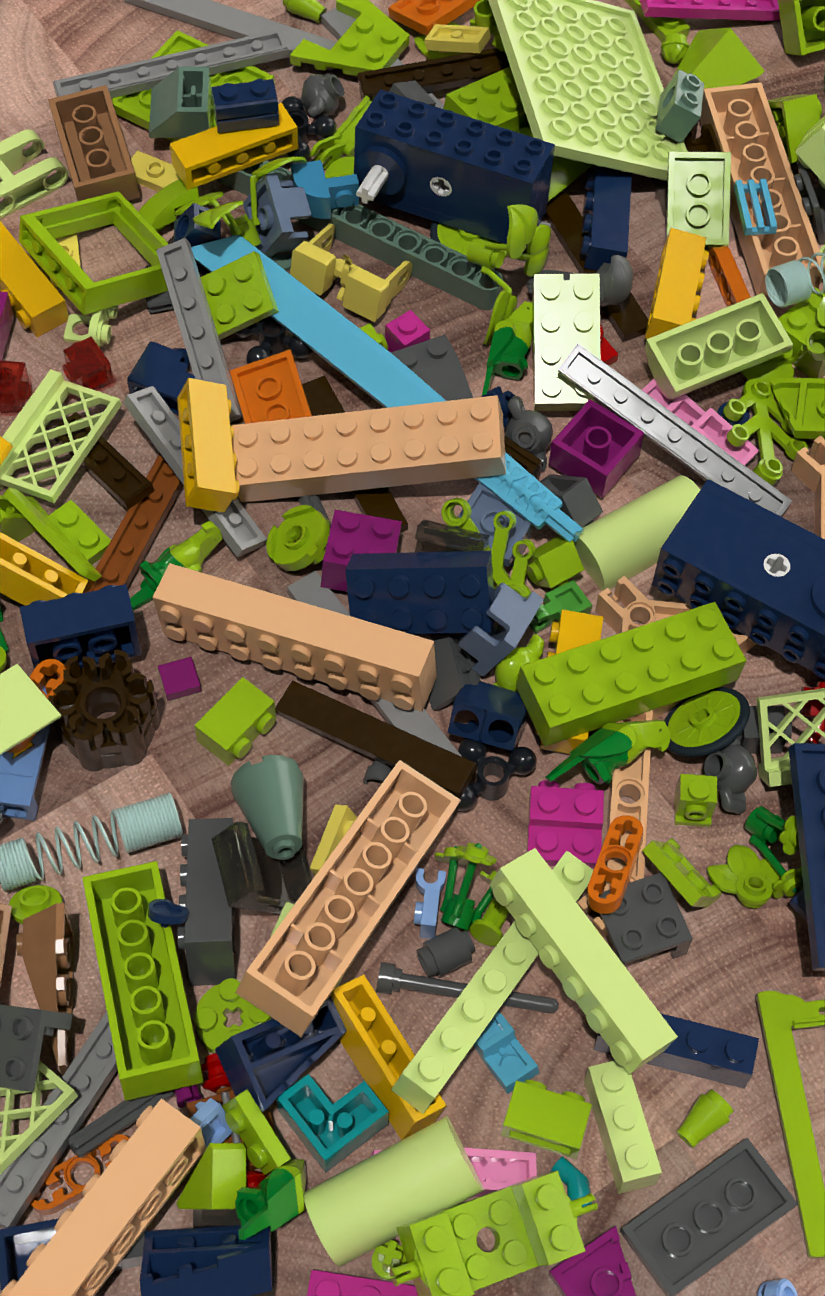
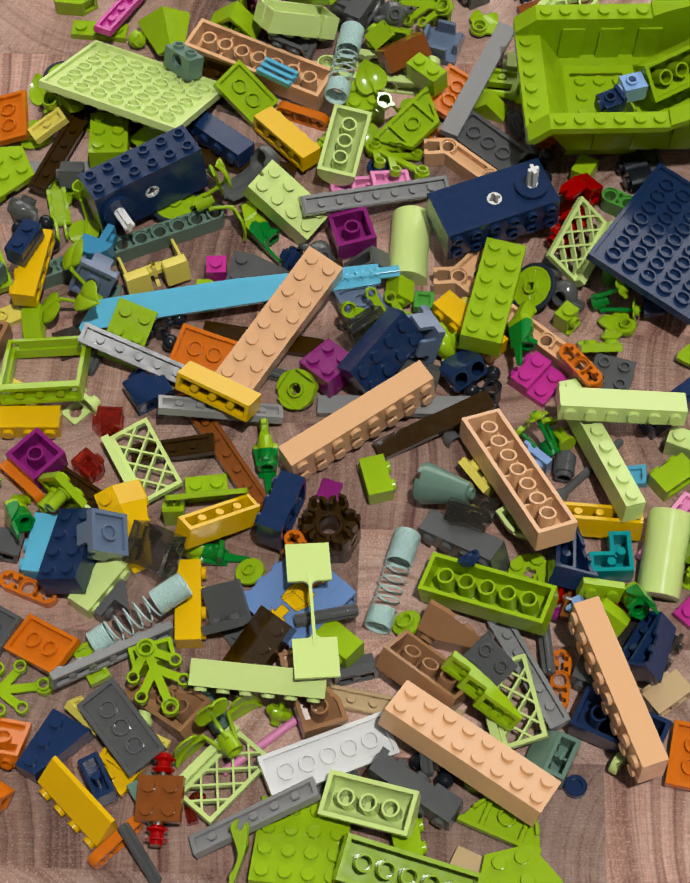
camera: 50 degrees left, 0 degrees up
(194, 233) = (67, 319): dark blue brick -> none

